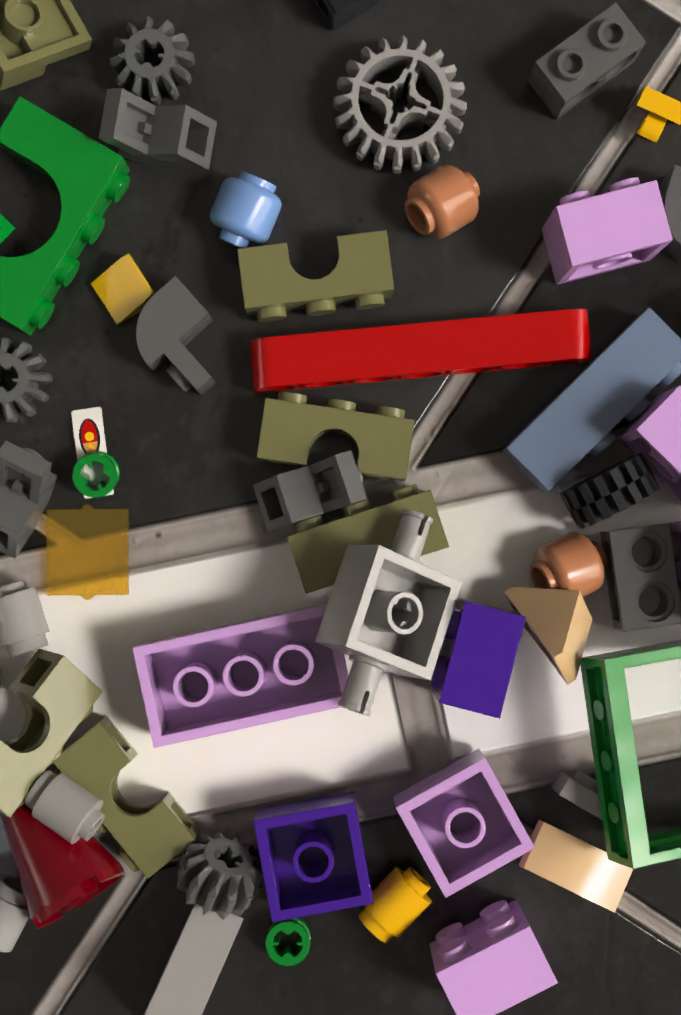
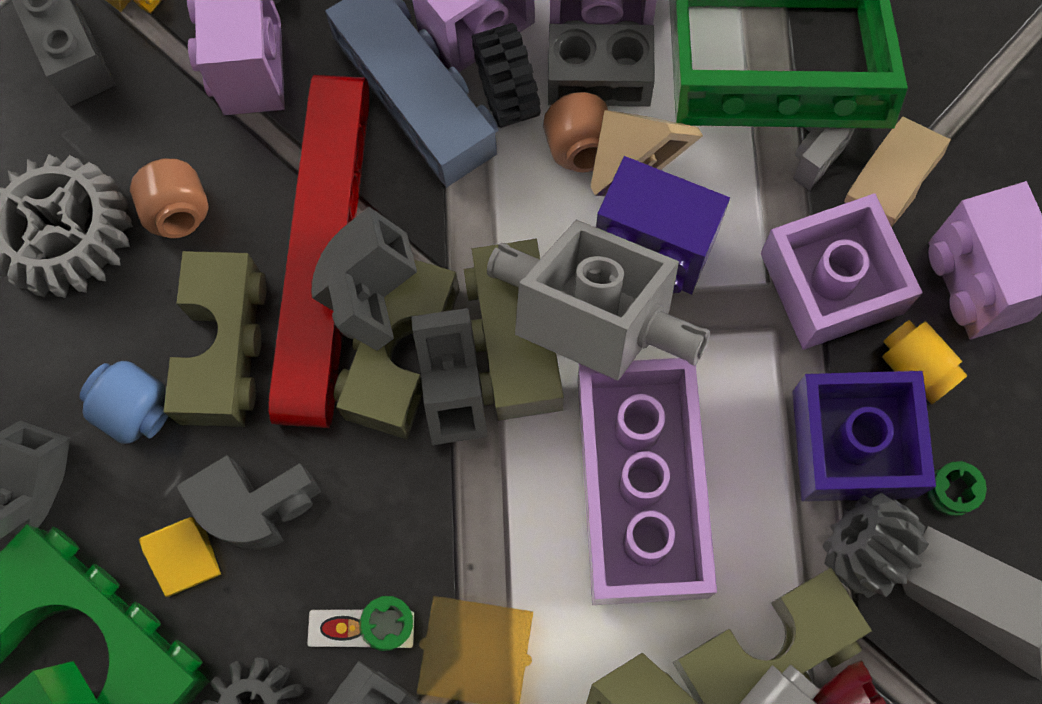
camera: 75 degrees left, 15 degrees down
(384, 392) = (358, 271): none -> dark grey brick

